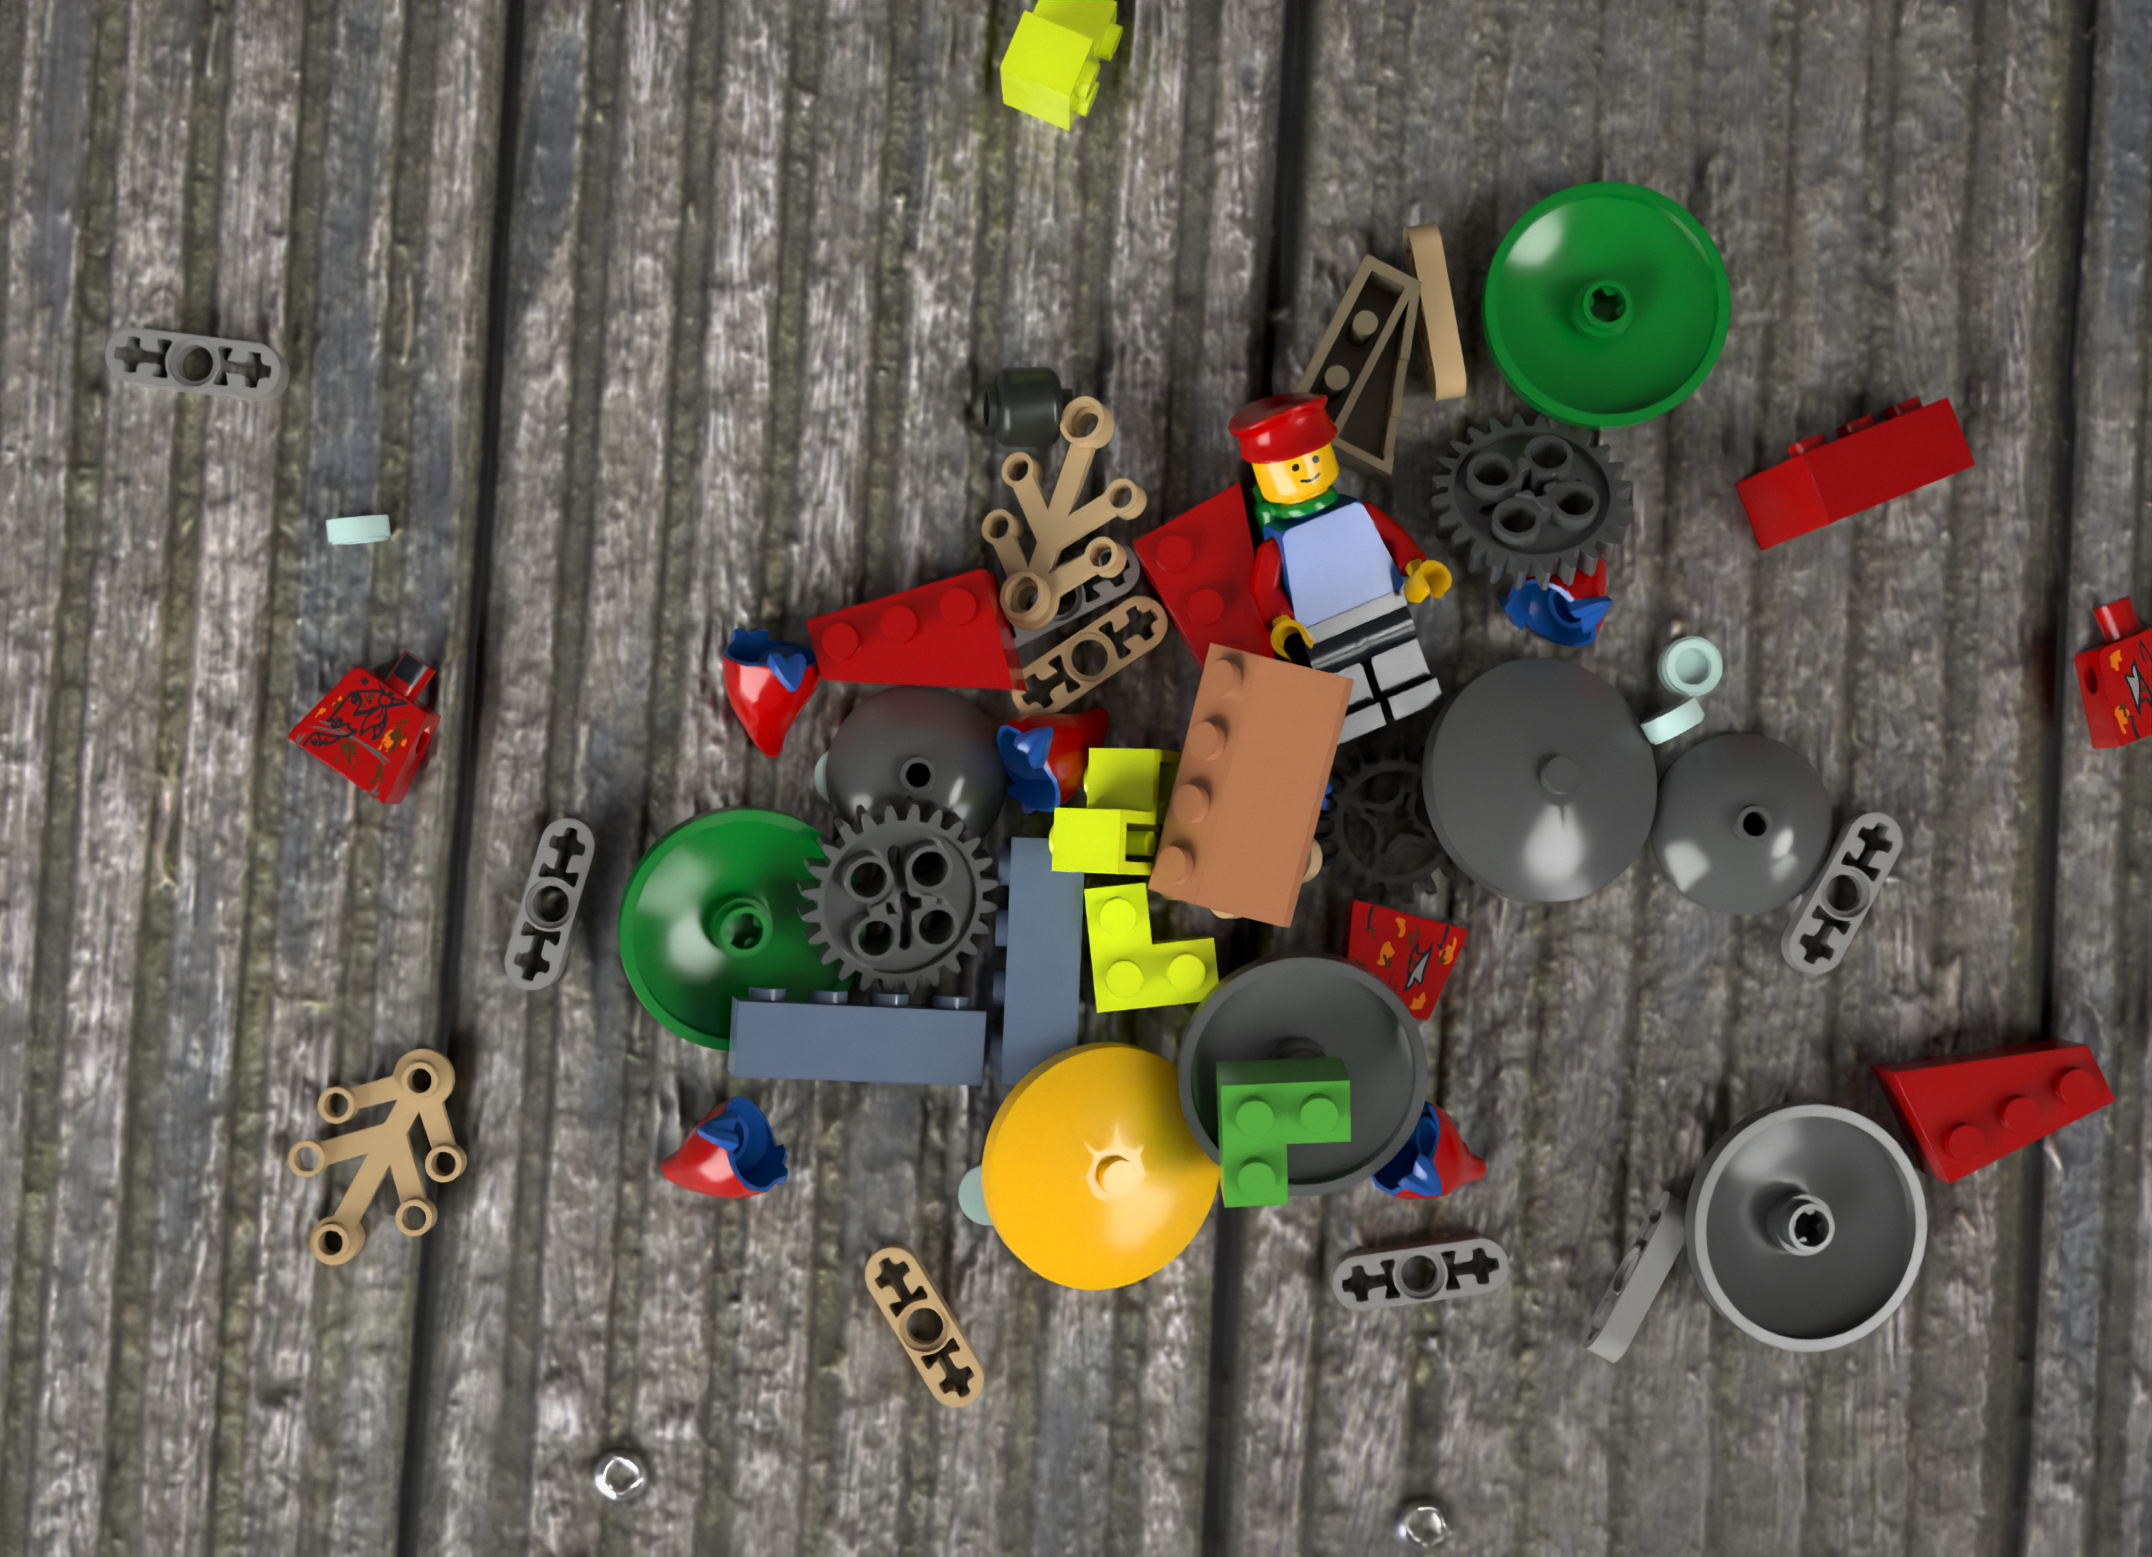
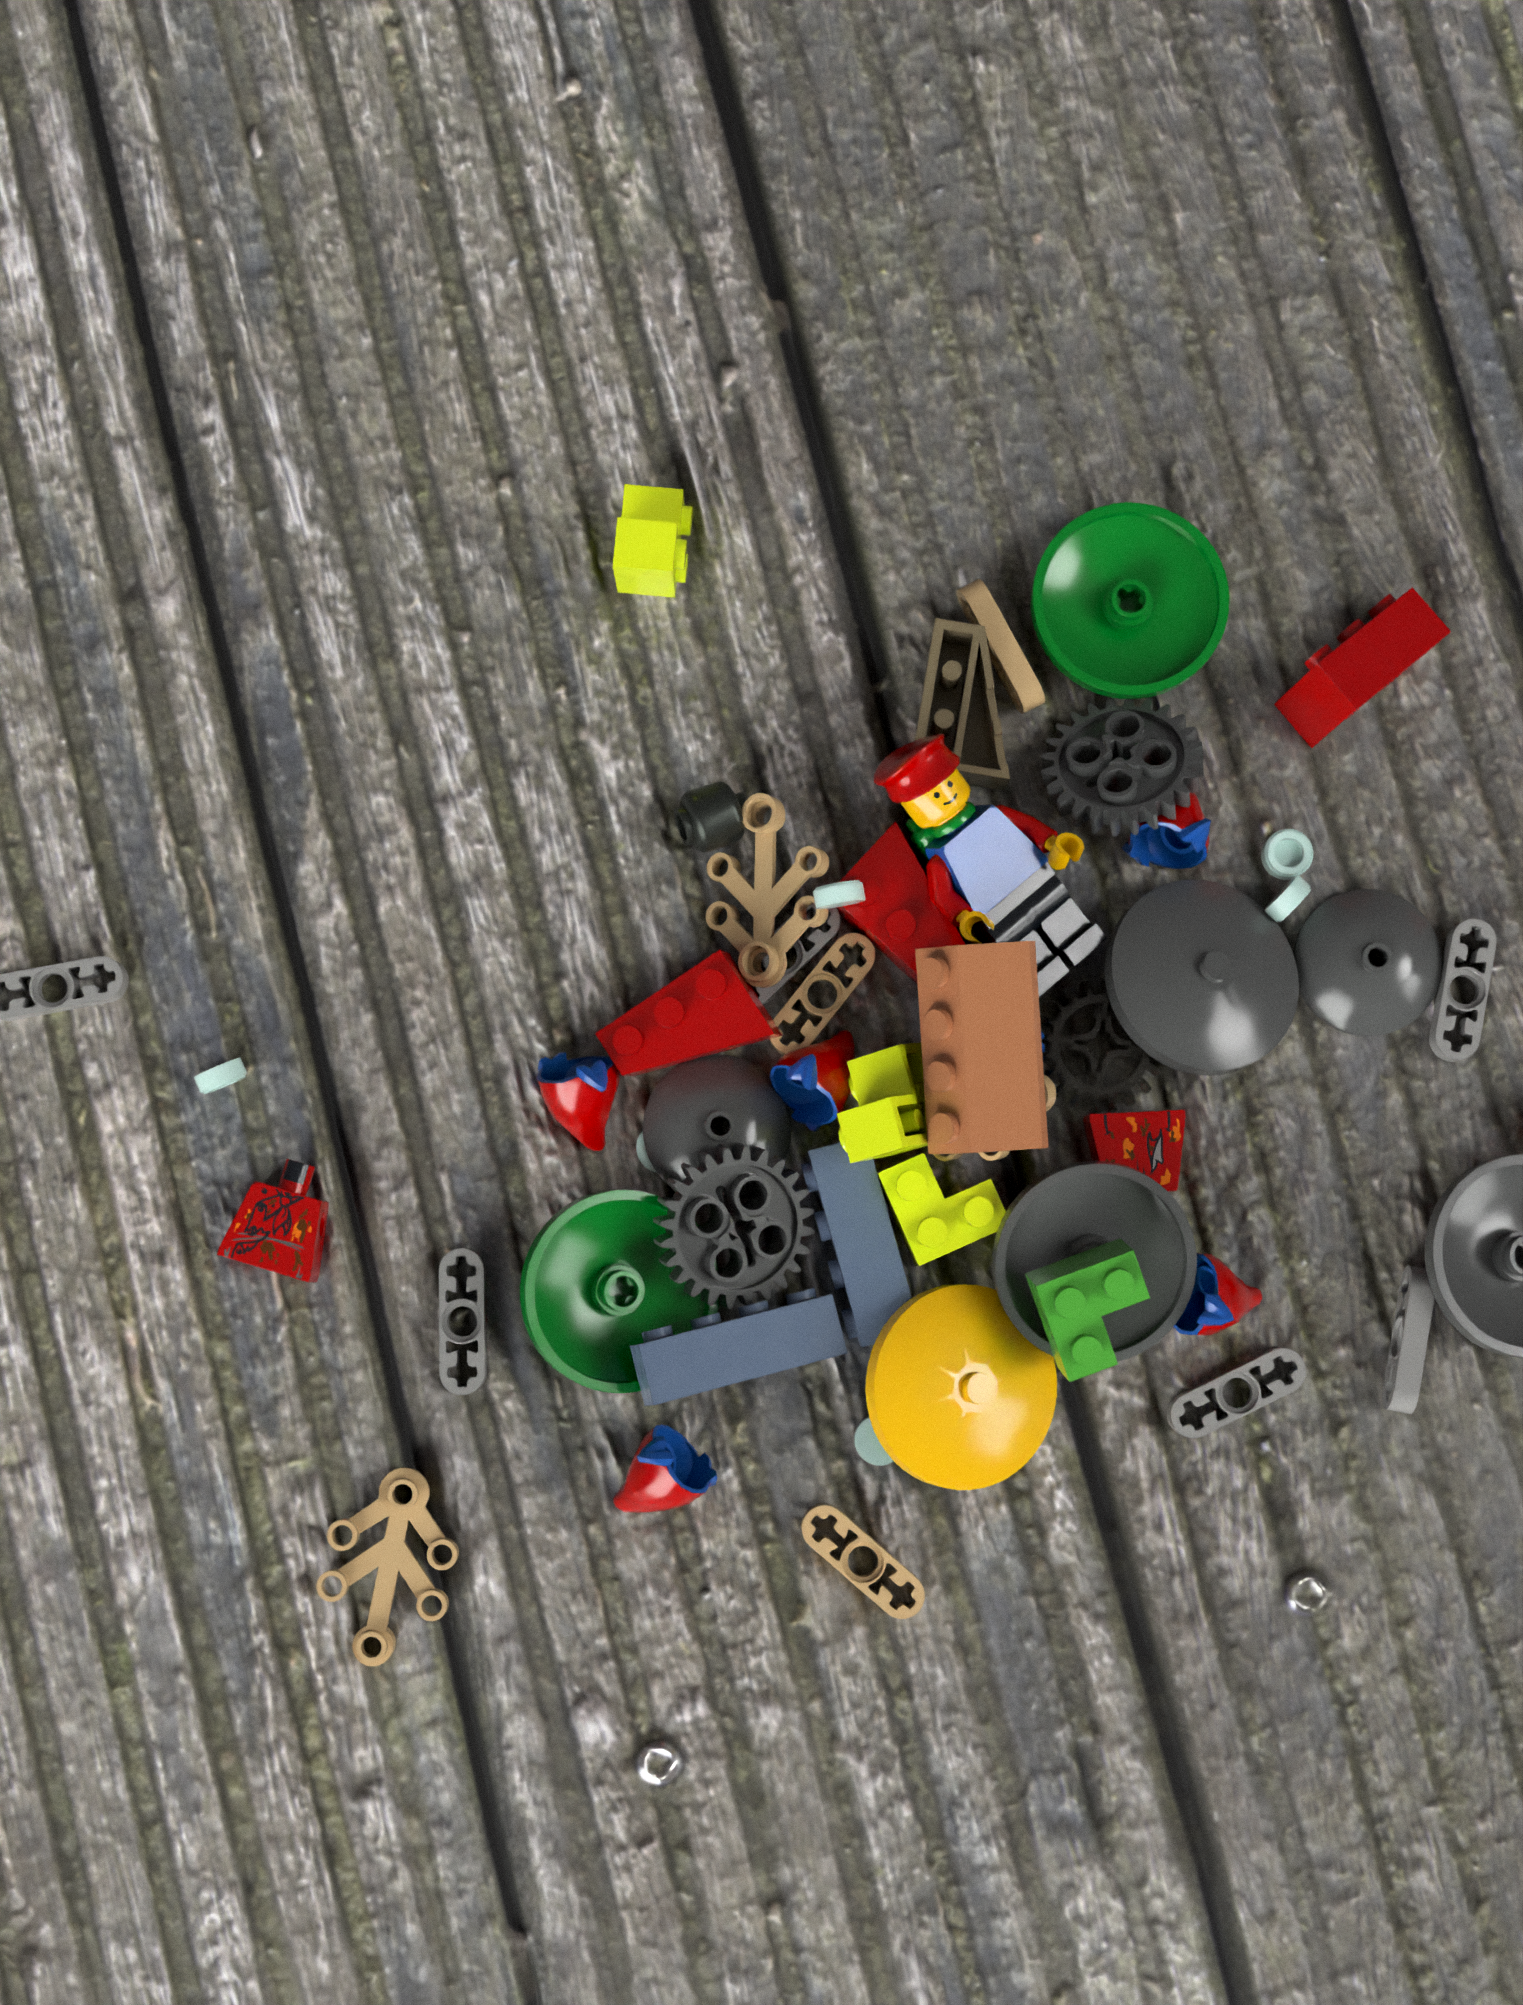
camera: 15 degrees left, 5 degrees down
(1142, 548) = (839, 894): none -> light aqua tile

